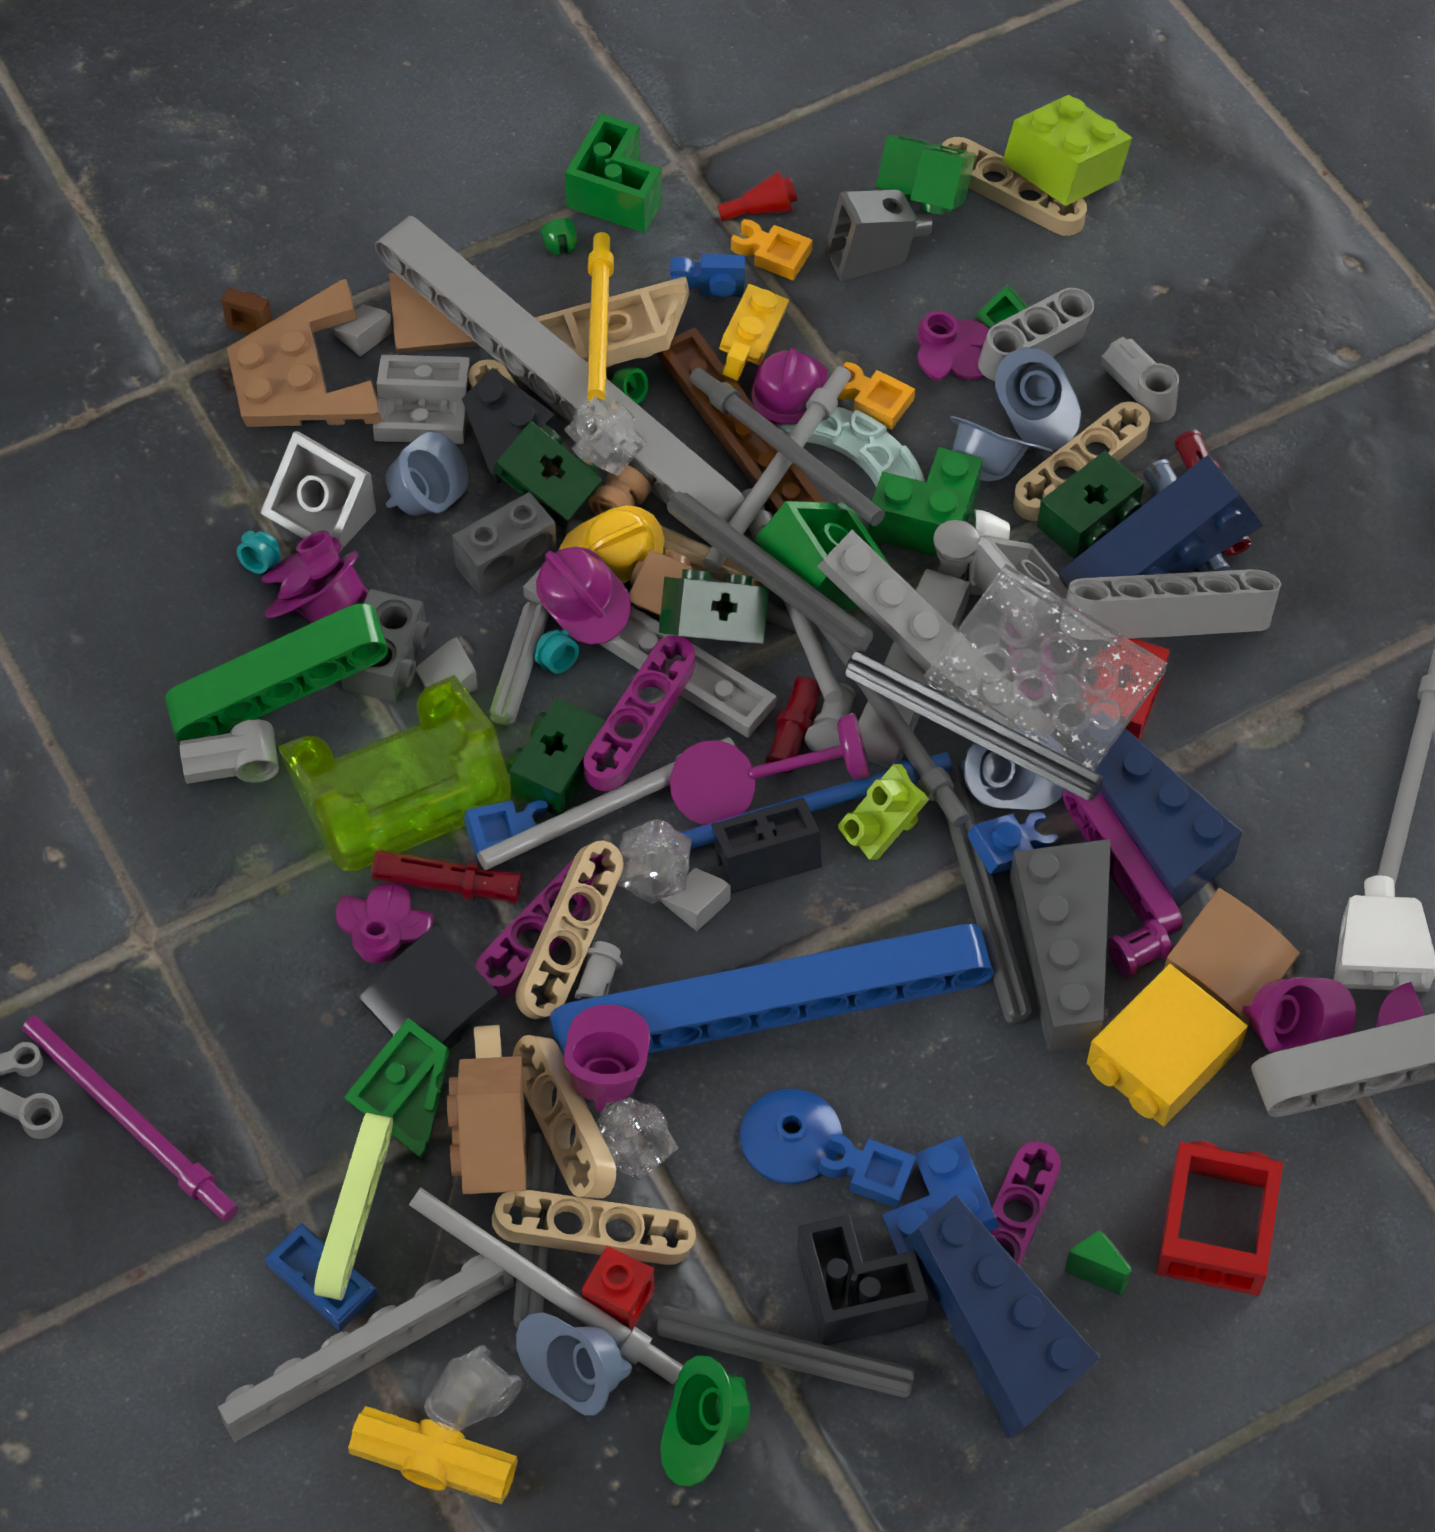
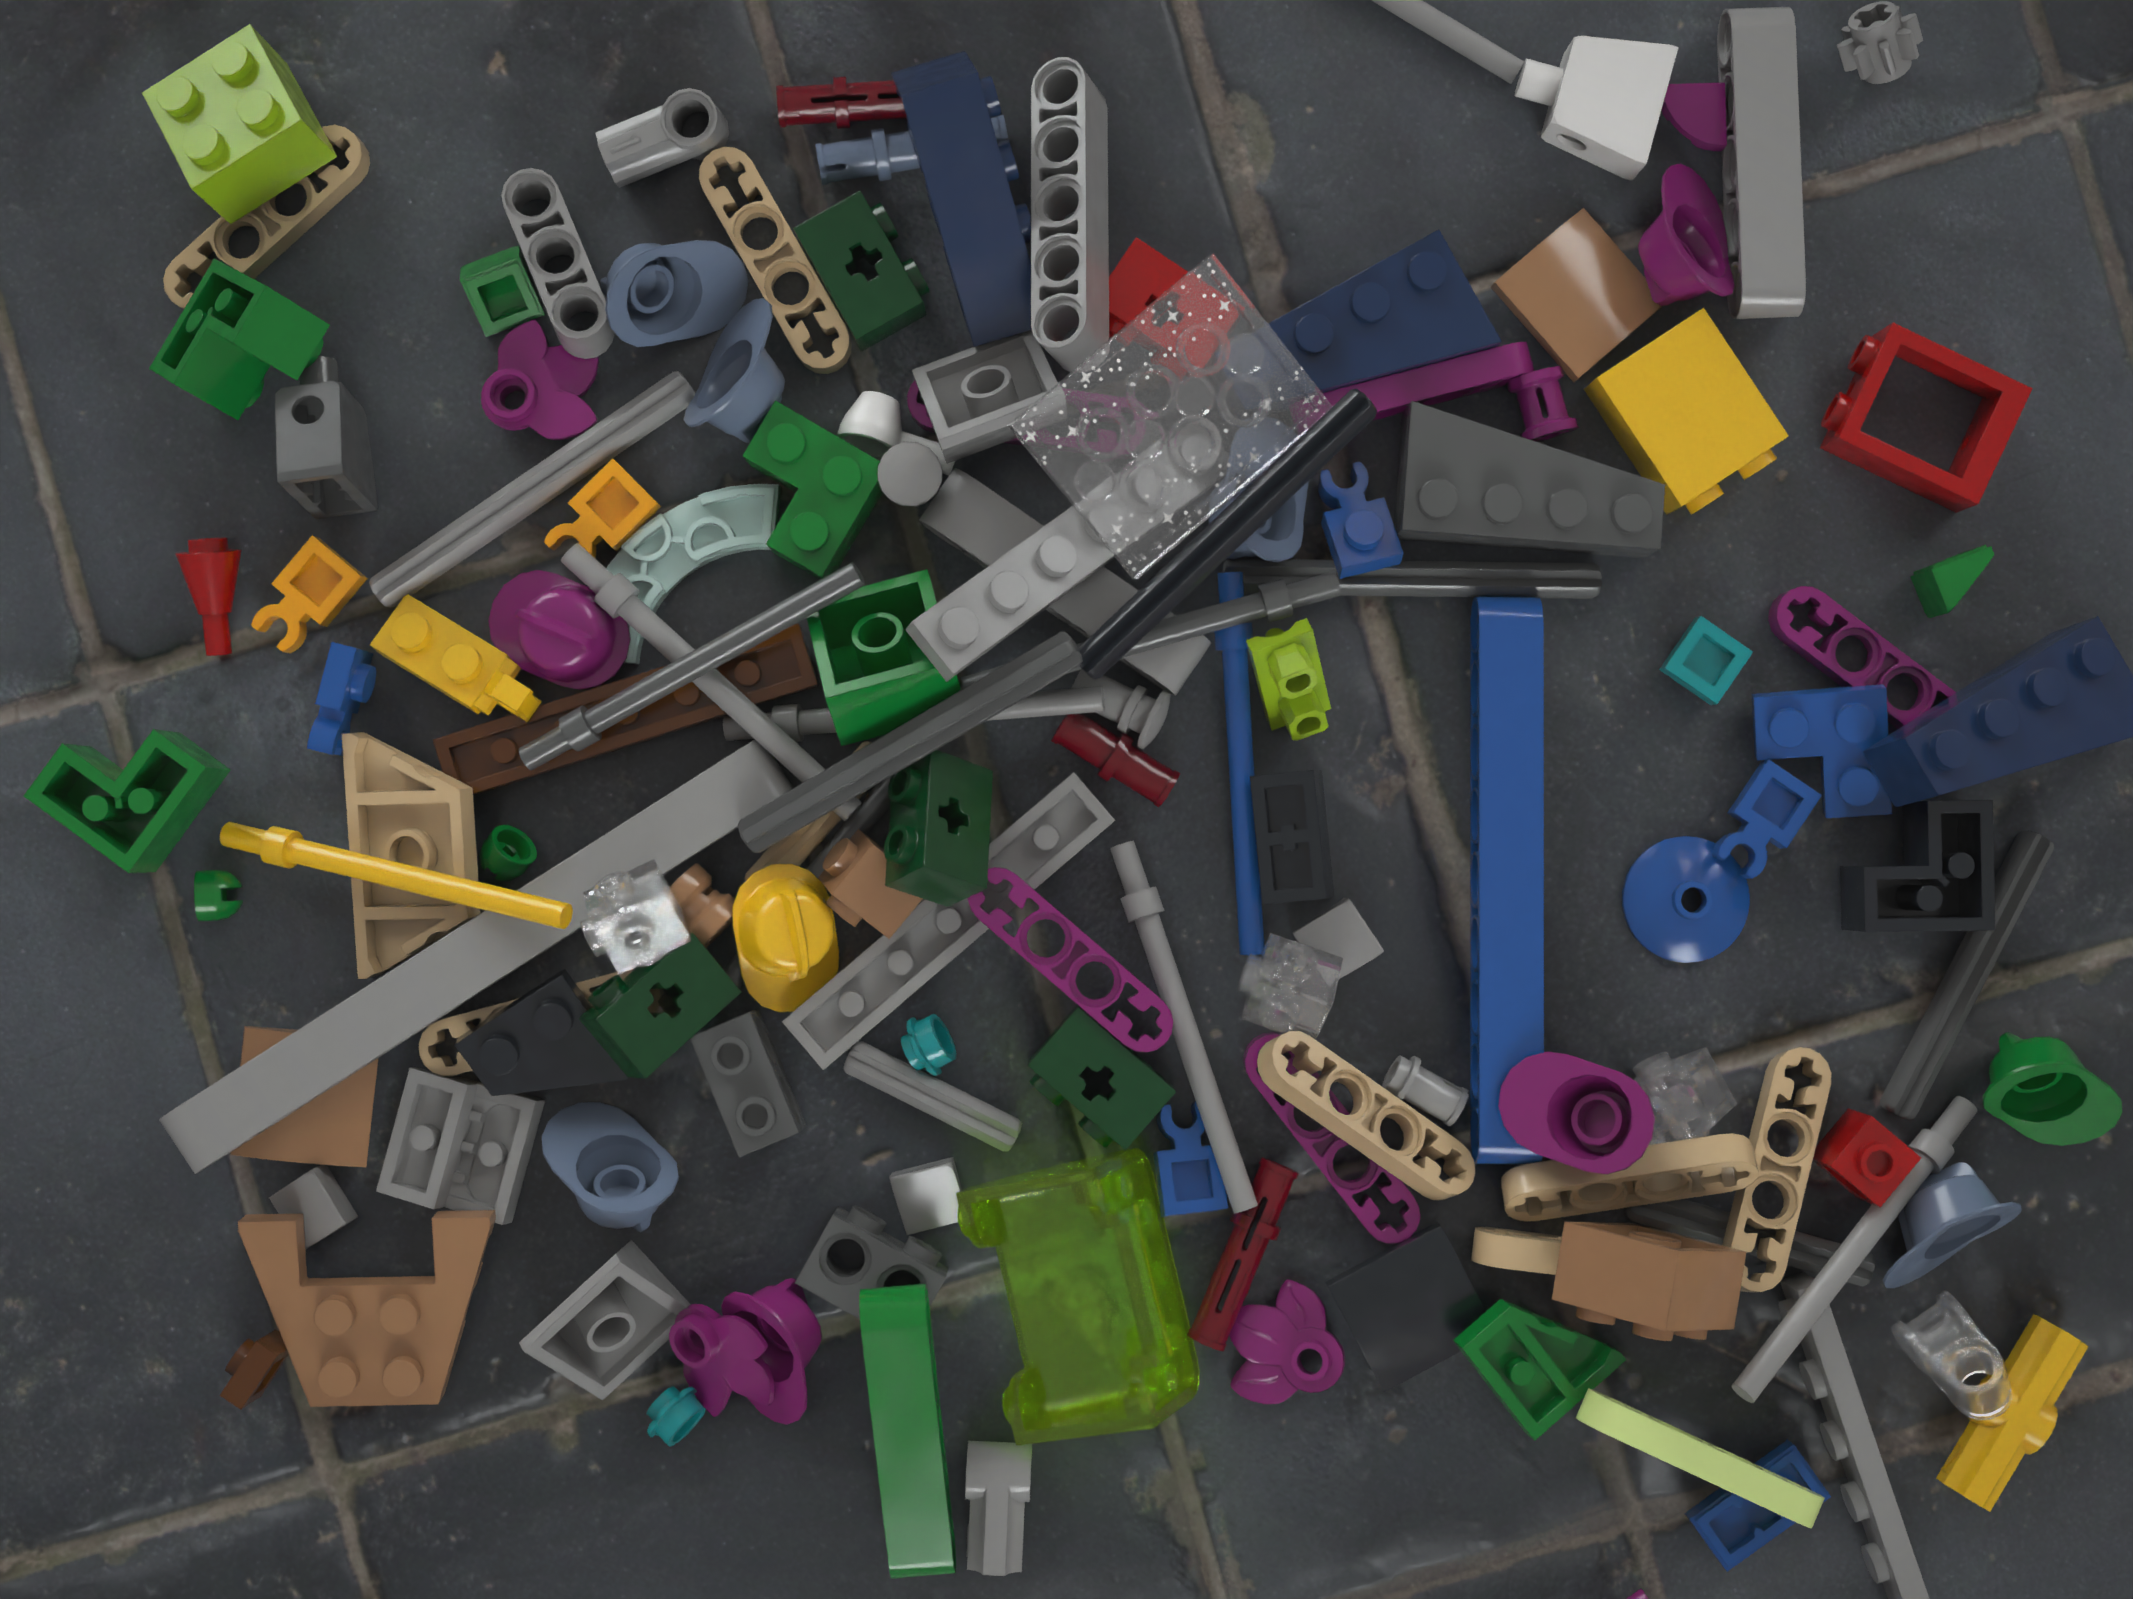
camera: 80 degrees left, 30 degrees up
(583, 595) = (863, 995): magenta piece -> none
(719, 782) = (1192, 872): magenta piece -> none
(877, 353) = (532, 489): none -> light grey axle
(980, 1101) = (1706, 660): none -> teal plate

